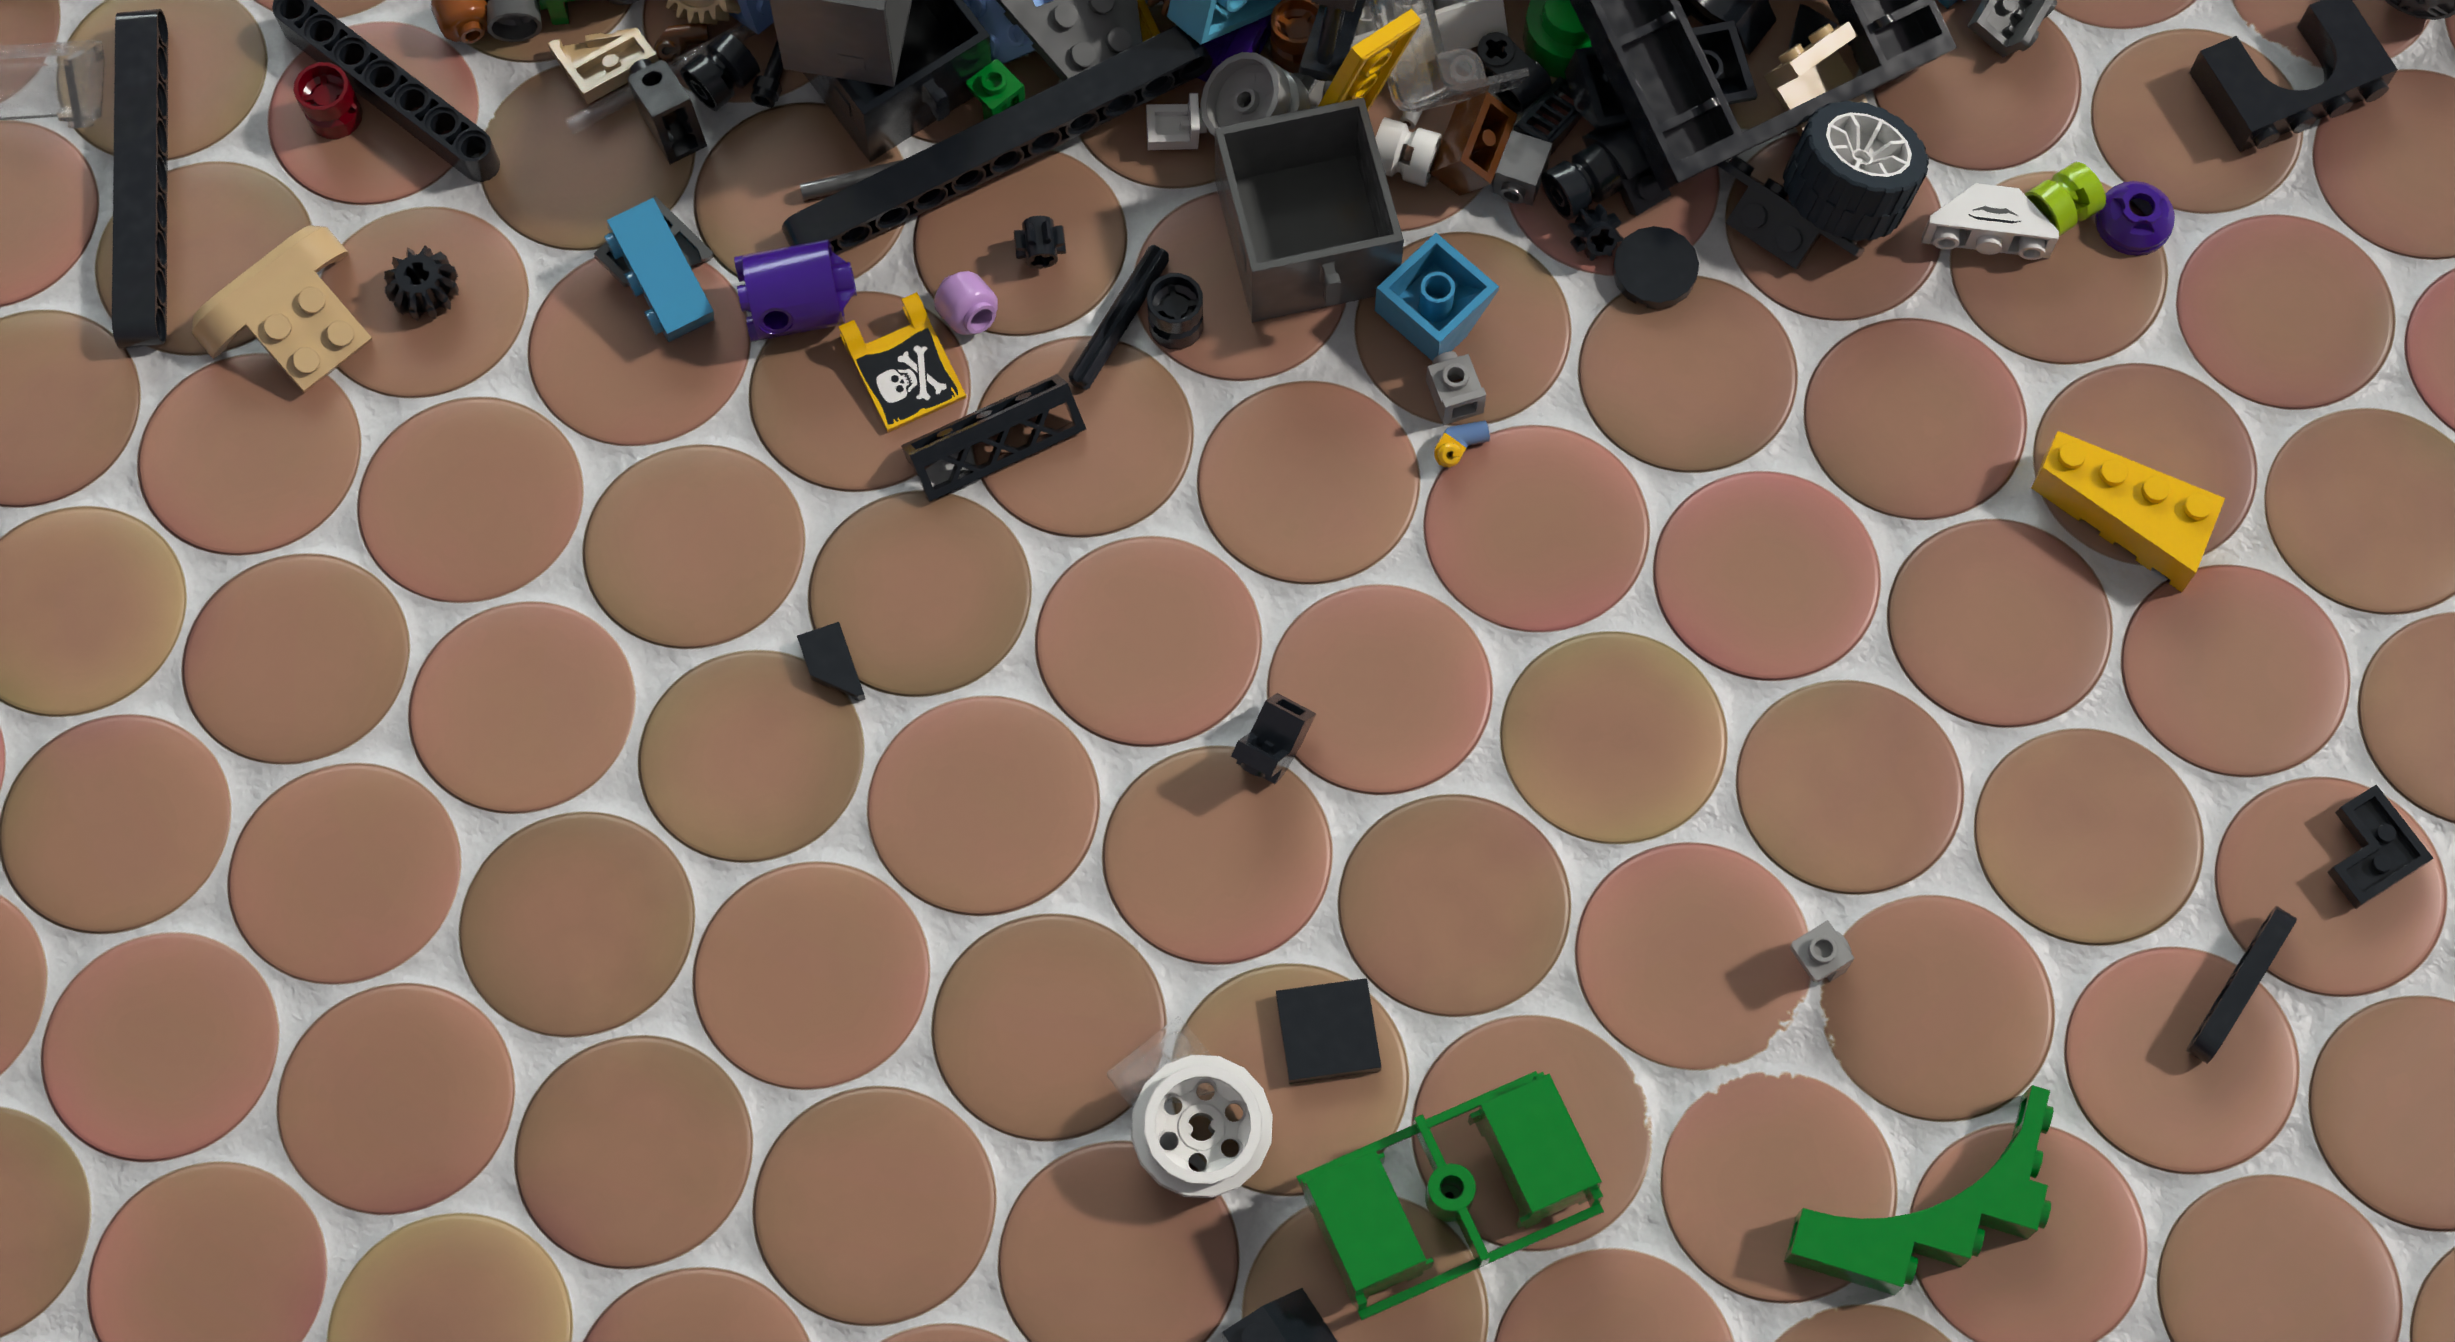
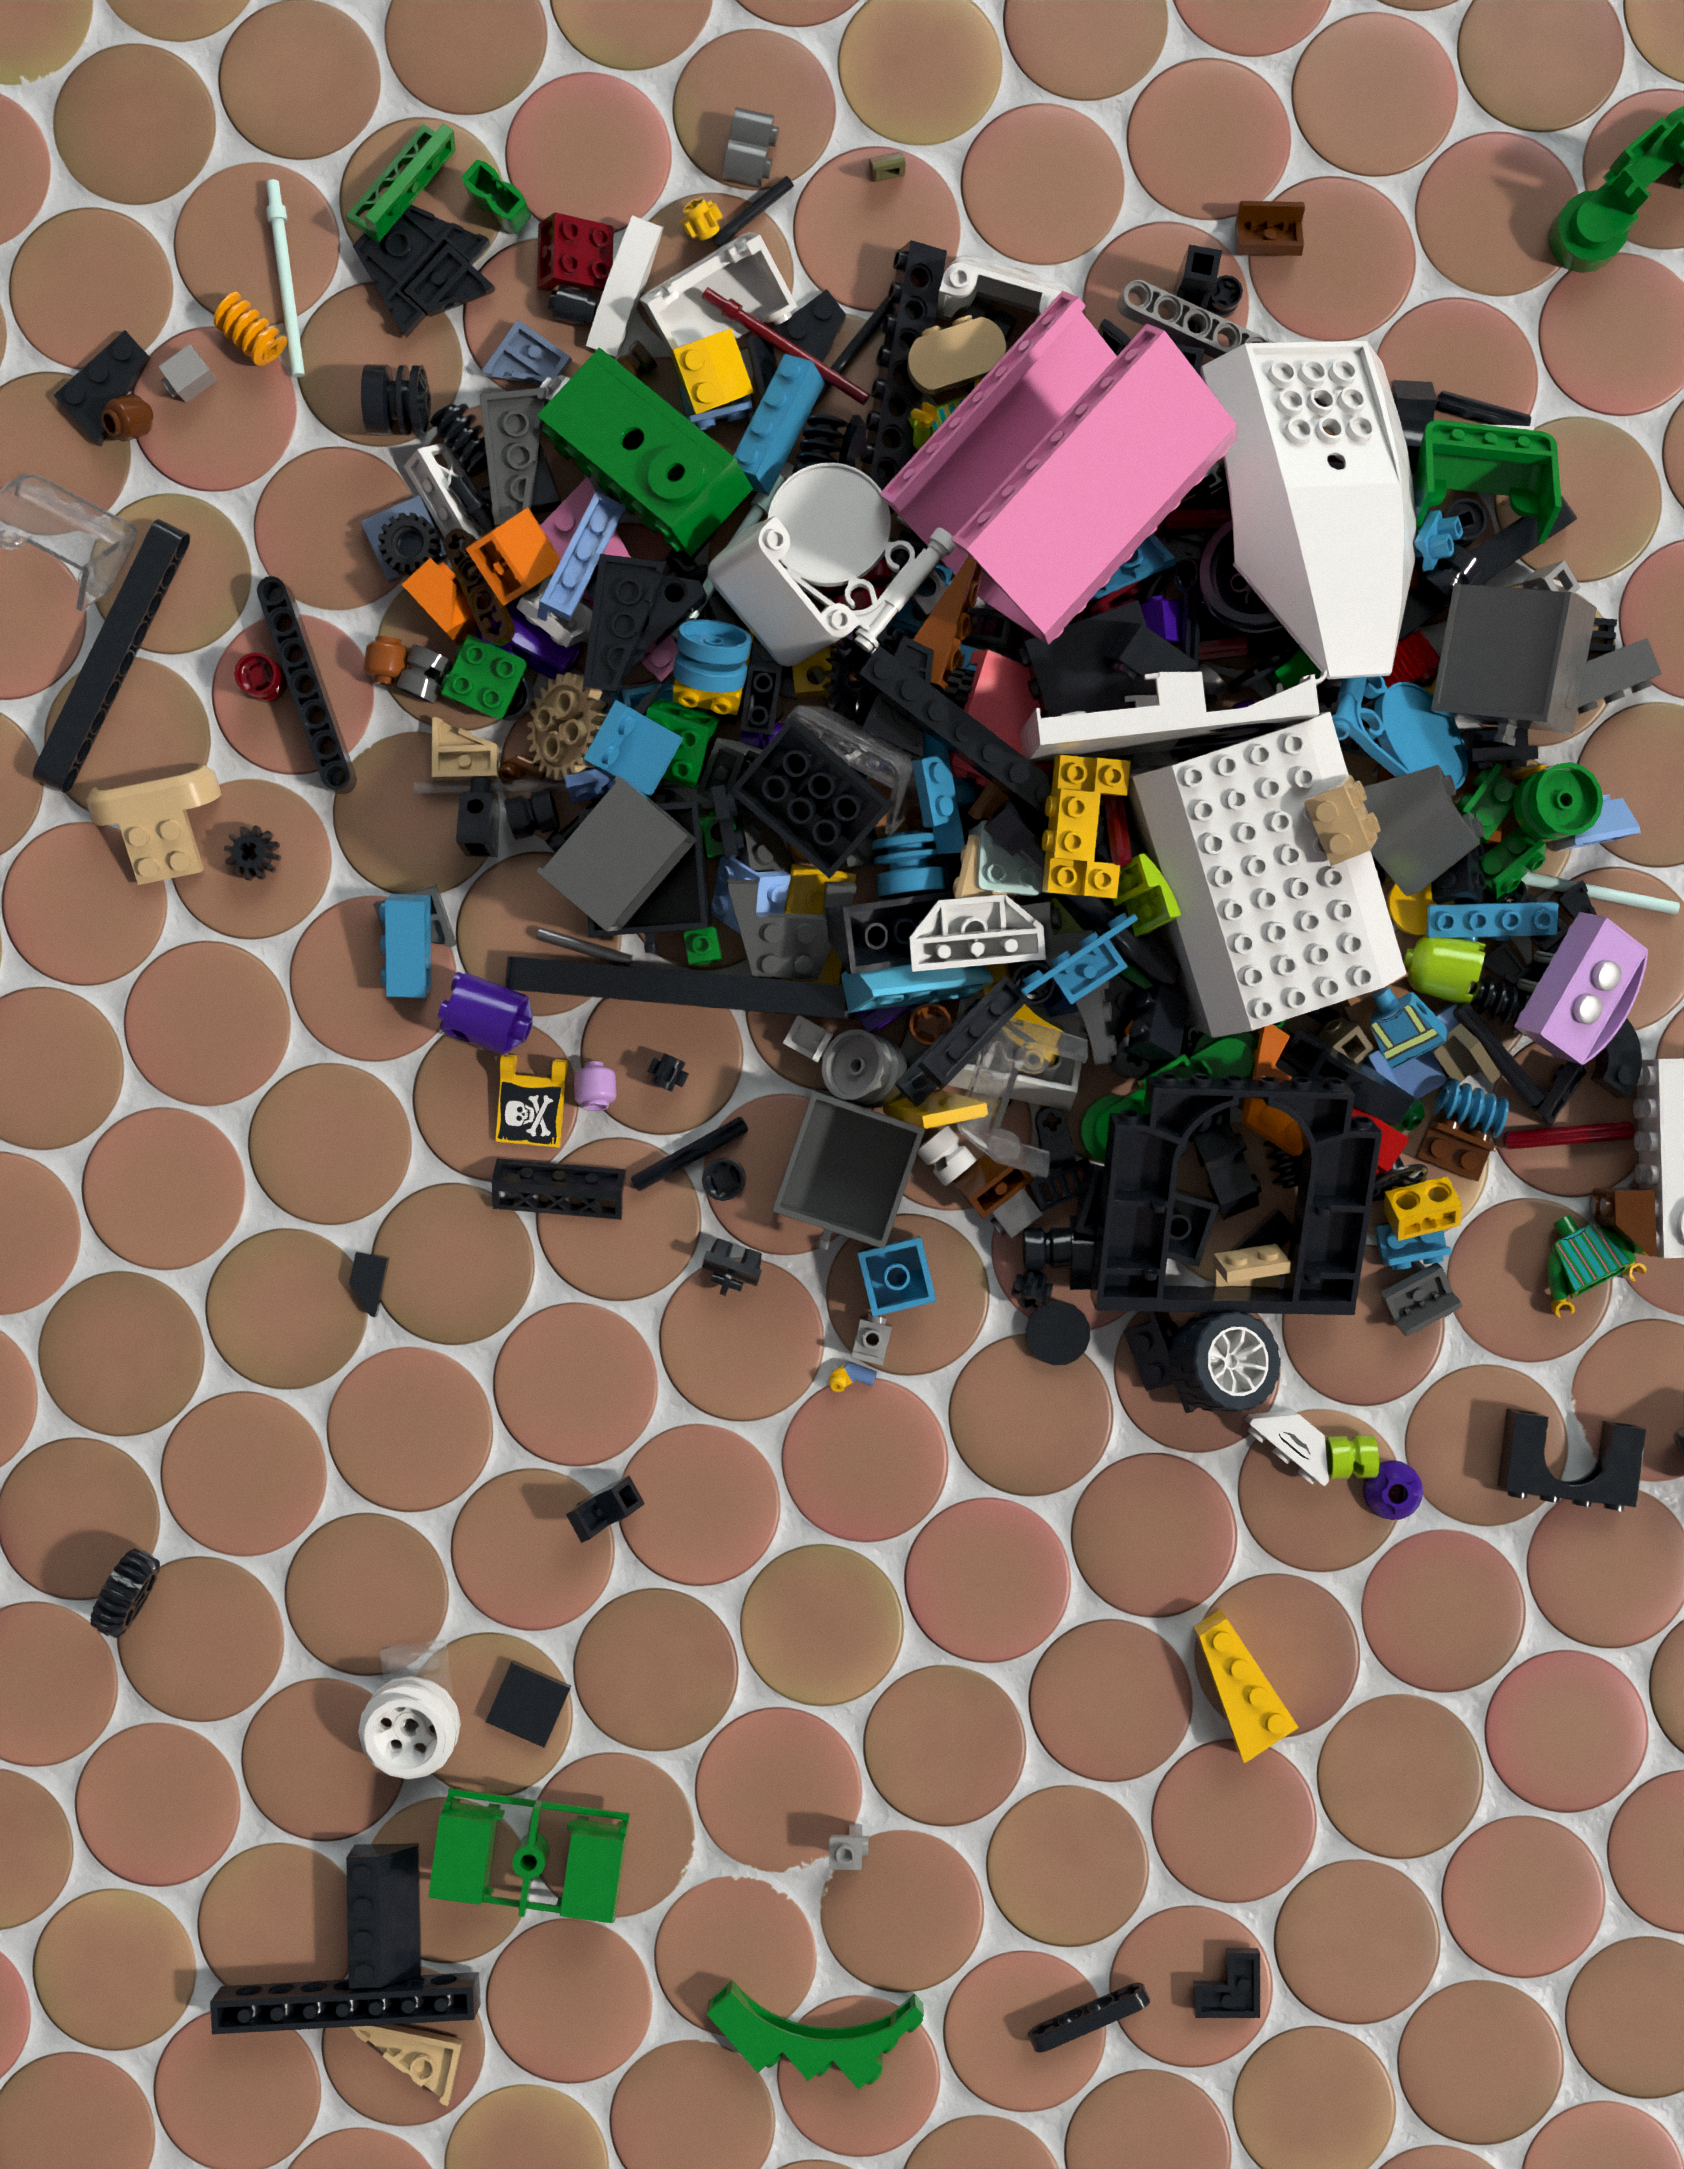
camera: 30 degrees right, 20 degrees up
(747, 1176) = (125, 1593): none -> black gear
(1246, 402) = (718, 1261): none -> black hips

